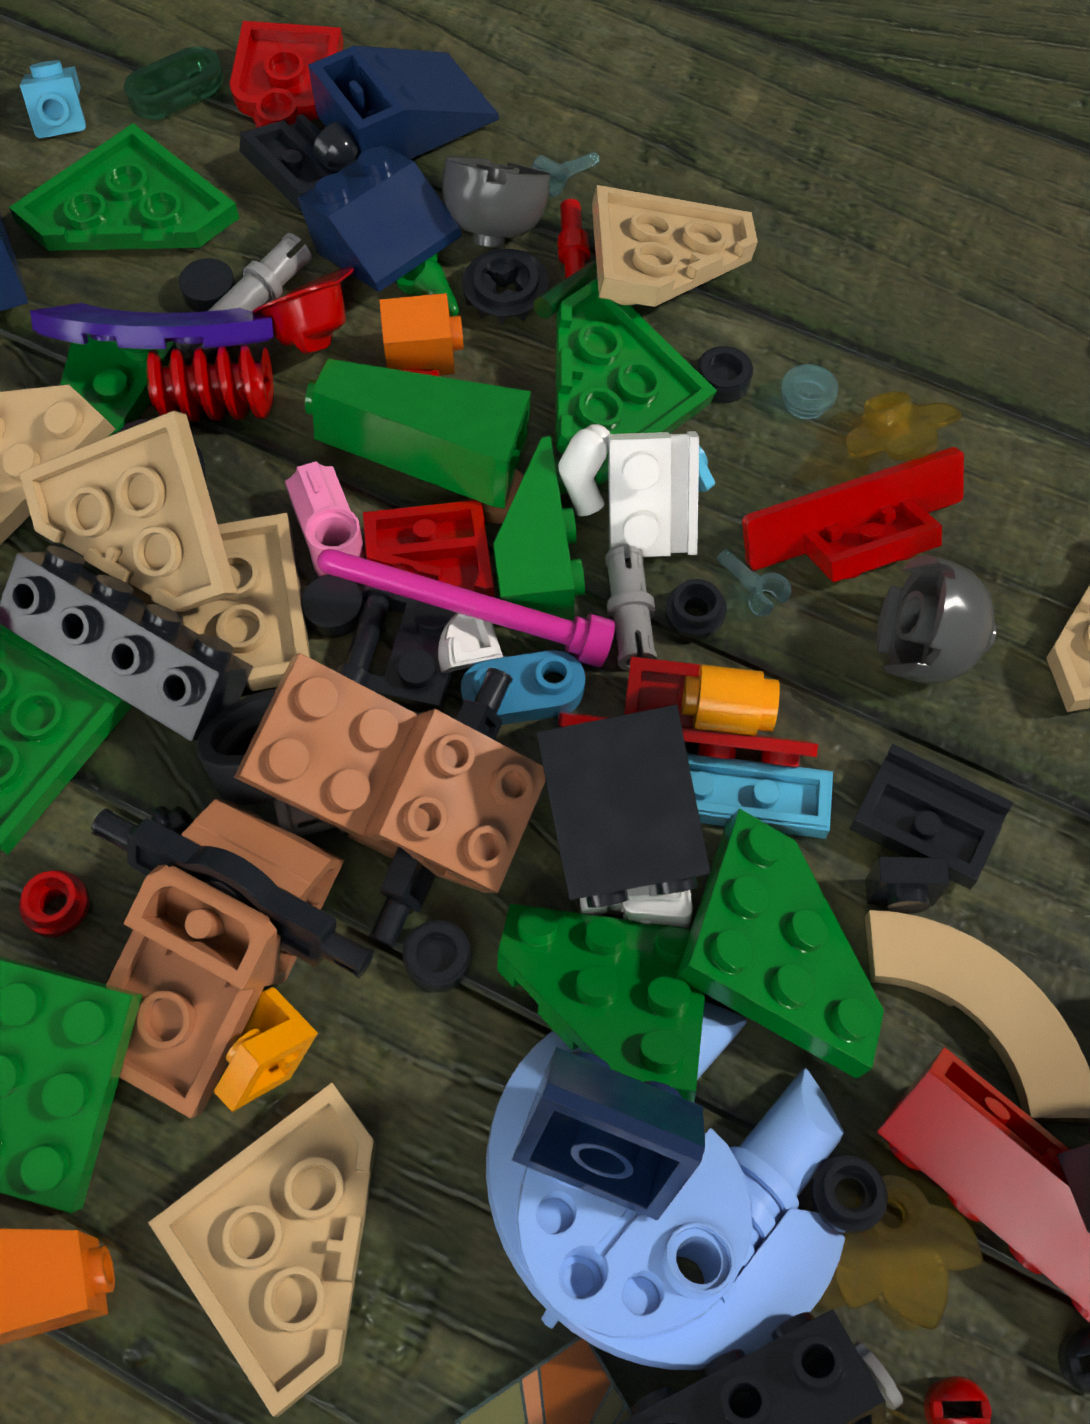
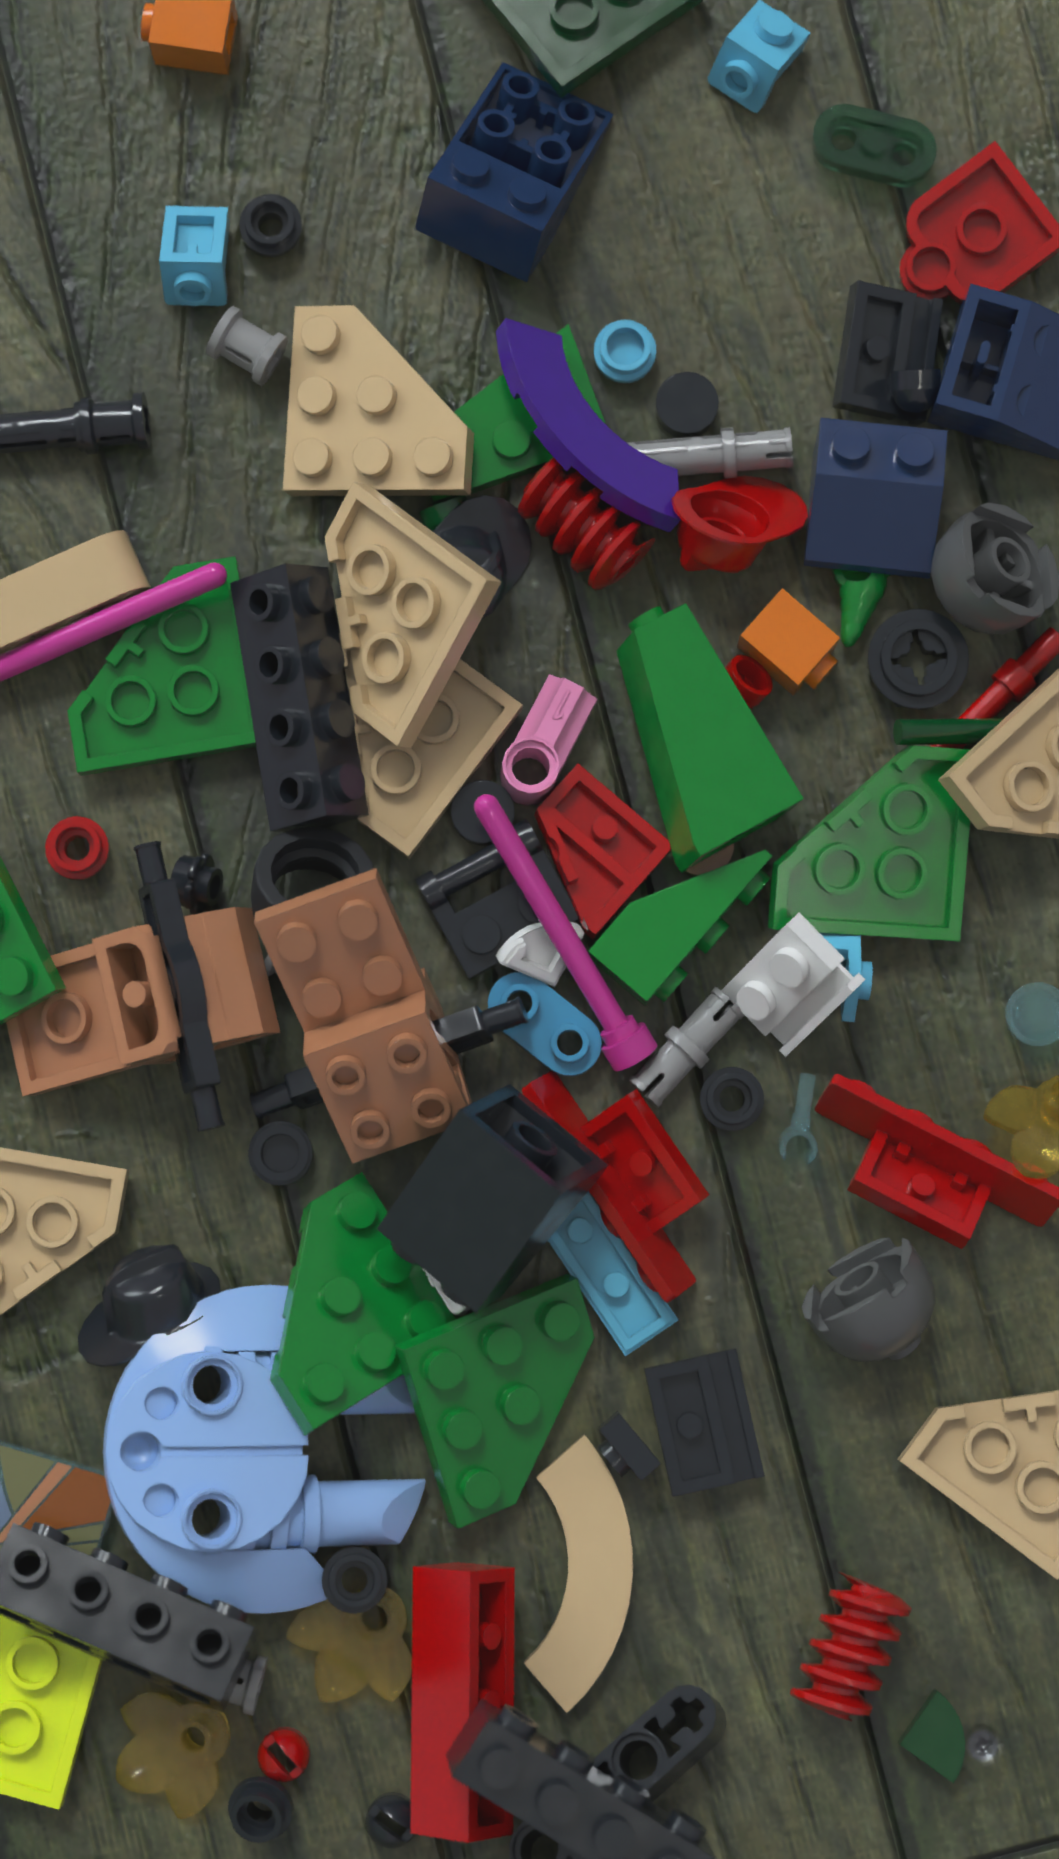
camera: 50 degrees right, 20 degrees up
(125, 198) = (707, 244): green plate -> none
(134, 287) = (624, 351): none -> medium azure plate
(265, 1052) = (119, 1105): light orange bracket -> none
(448, 1164) = (144, 1296): none -> black piece
(580, 465) = (764, 907): white arm -> none
(611, 1133) = (234, 1398): dark blue slope -> none
(727, 371) = (993, 926): black tile -> none
(731, 700) = (651, 1204): light orange brick -> none

